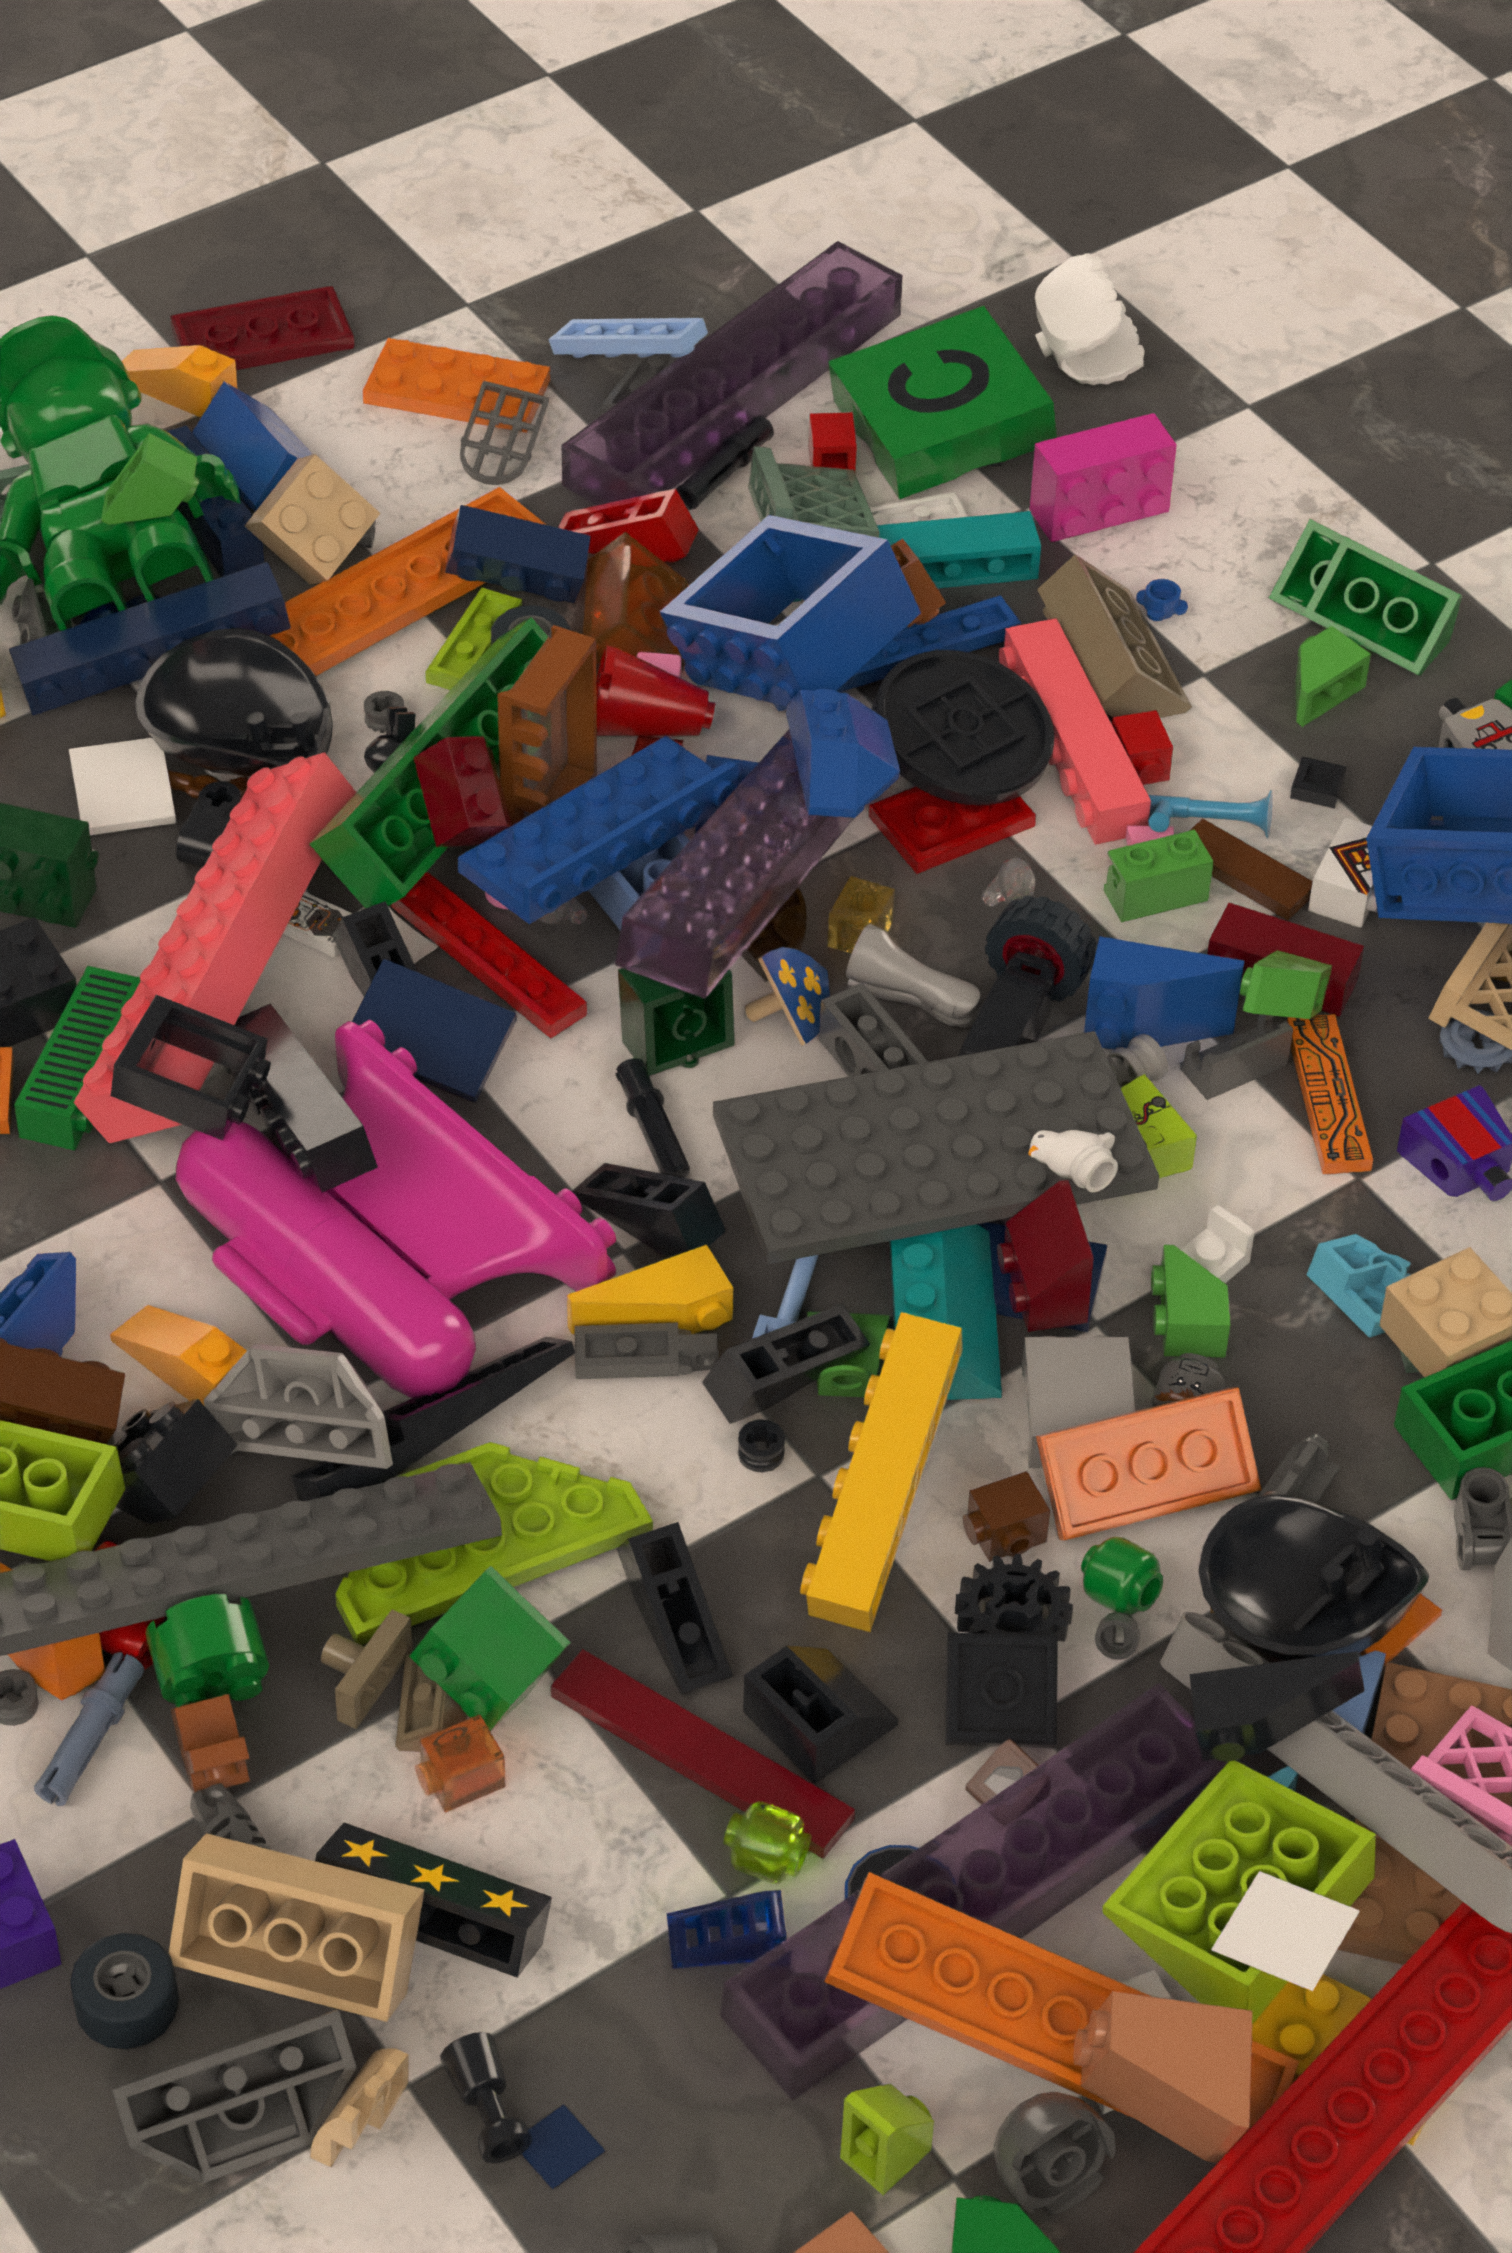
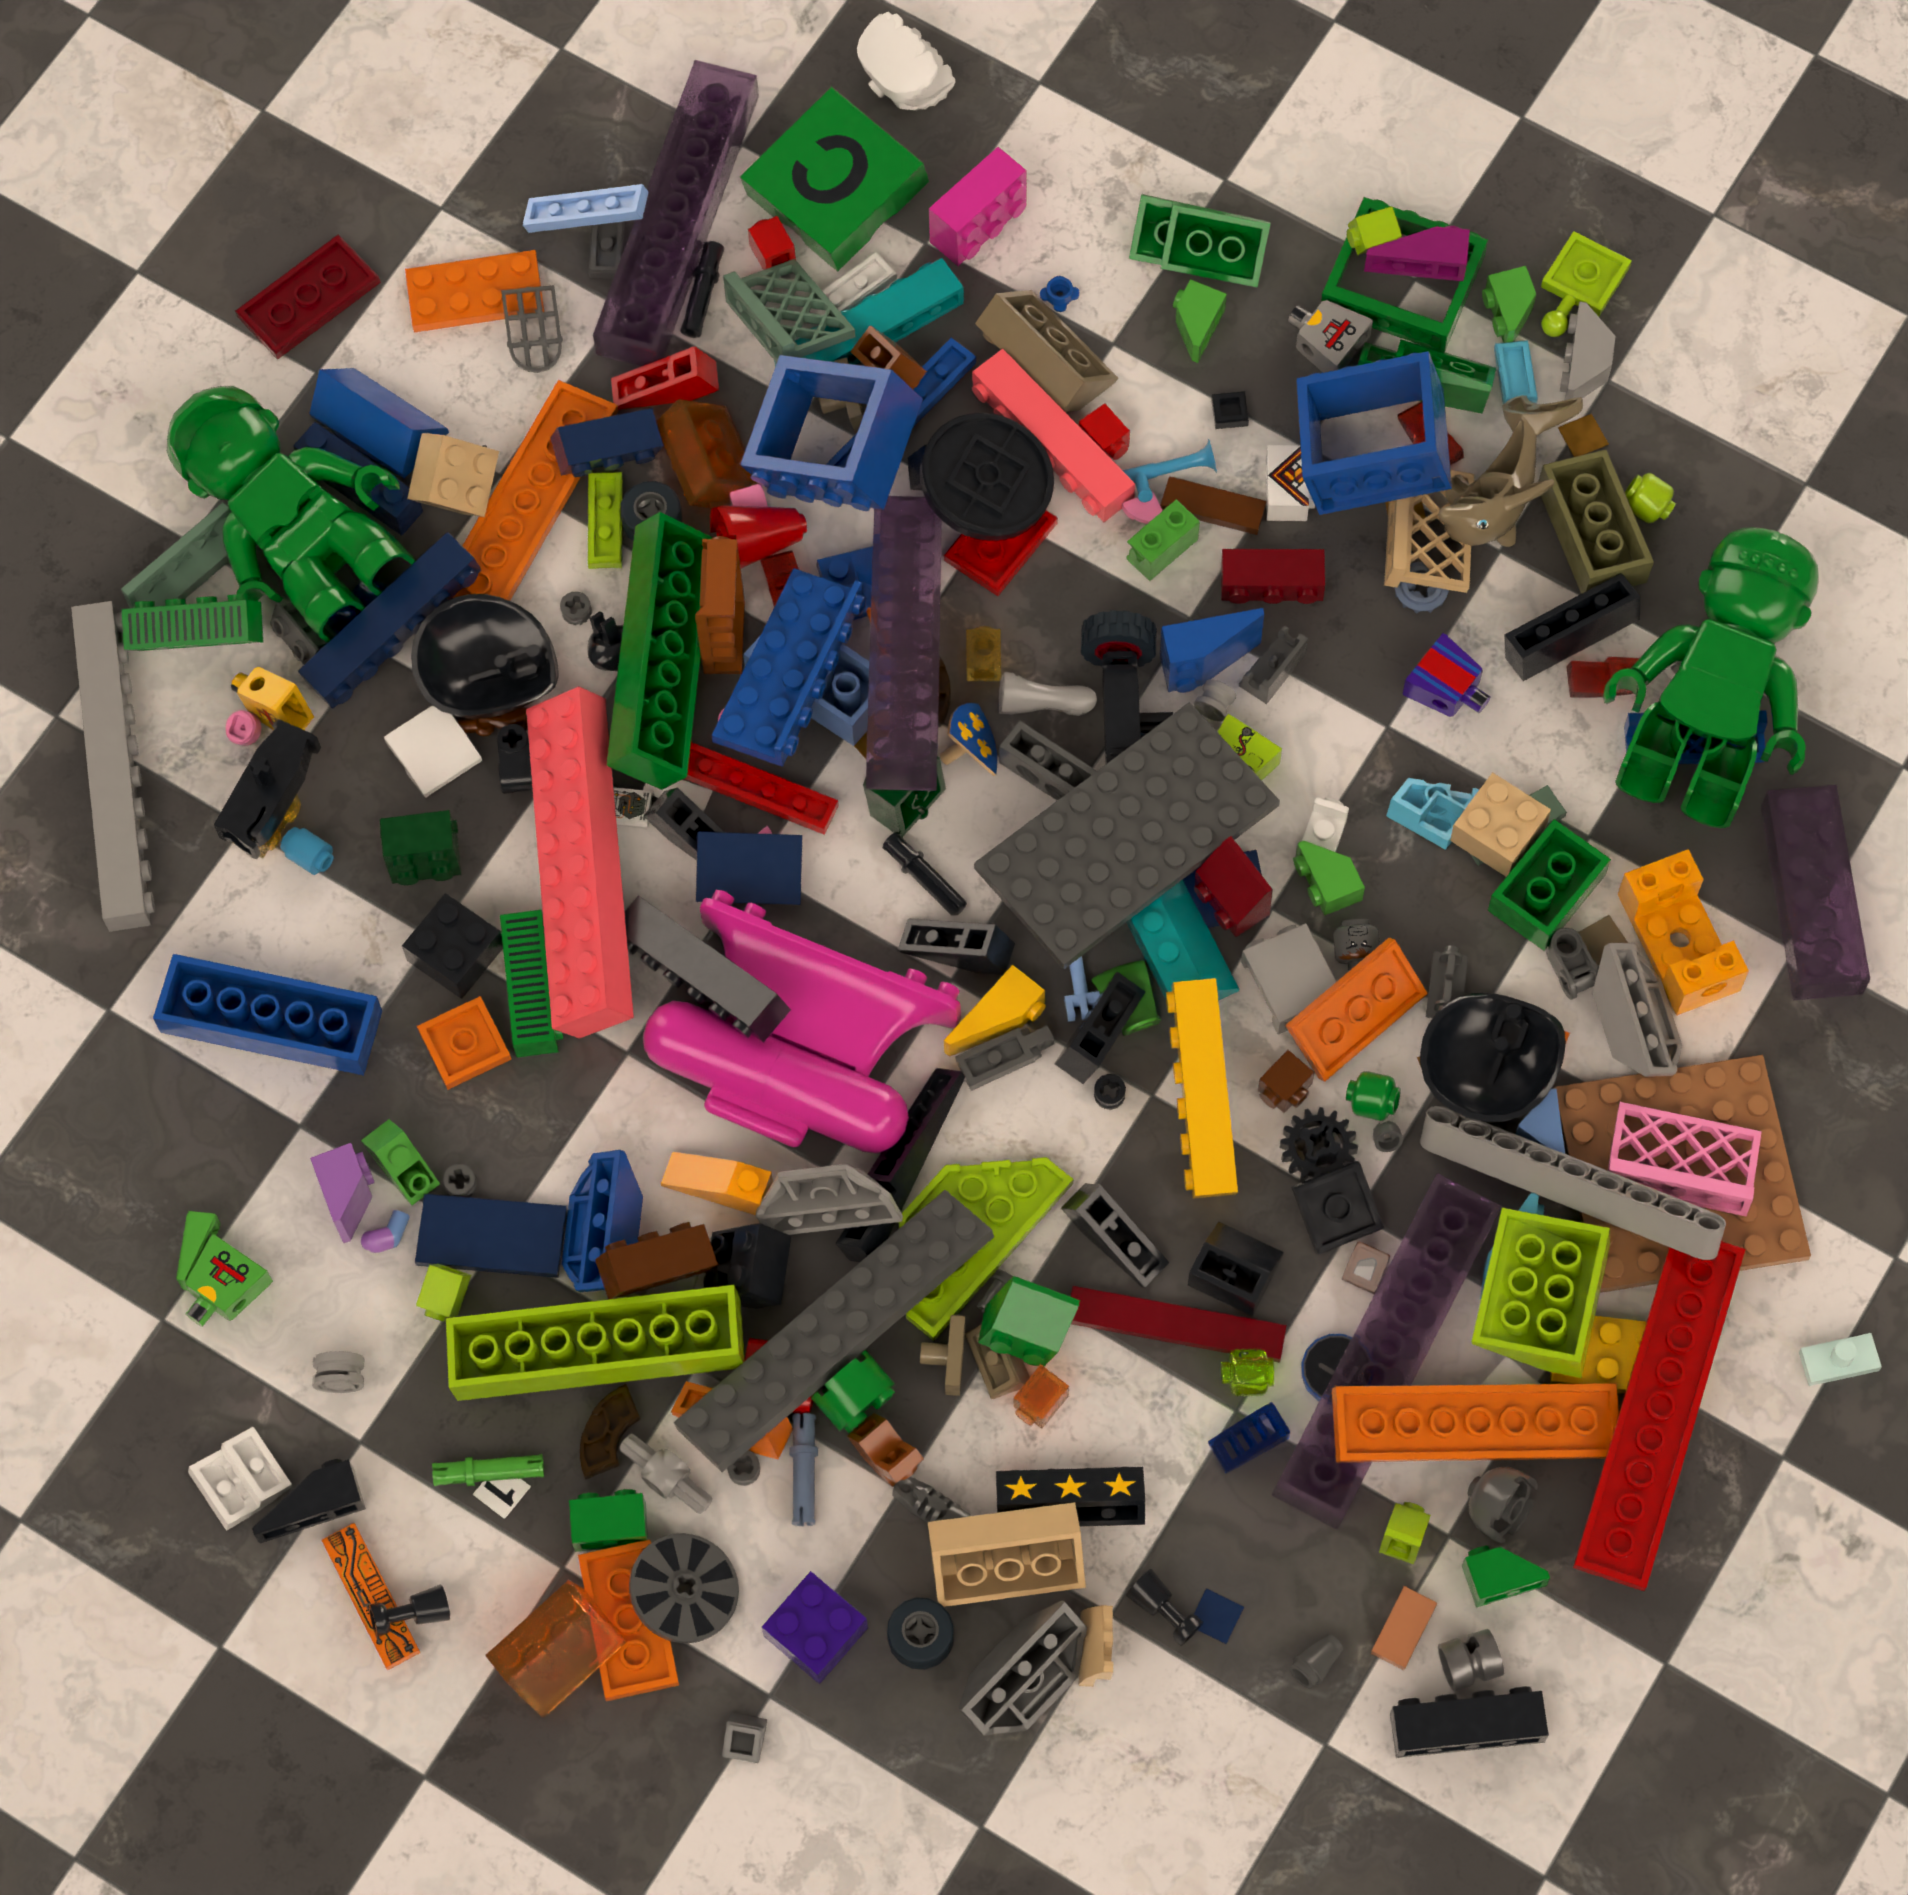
camera: 20 degrees left, 20 degrees up
(151, 483) = (345, 514): bright green slope -> none
(181, 375) = (273, 367): light orange slope -> none
(201, 1035) = (629, 960): black window -> none
(462, 791) = (688, 682): dark red slope -> none
(840, 752) = (927, 547): blue wedge -> none
(1012, 882) = (1067, 583): clear plate -> none
(1077, 1156) = (1229, 816): white animal -> none
(1172, 2067) = (1560, 1433): nougat slope -> none
(1261, 1704) = (1506, 1173): black slope -> none
(1285, 986) = (1290, 607): bright green slope -> none
(1285, 1930) = (1586, 1316): white sticker -> none
(1329, 1095) = (1344, 669): orange tile -> none

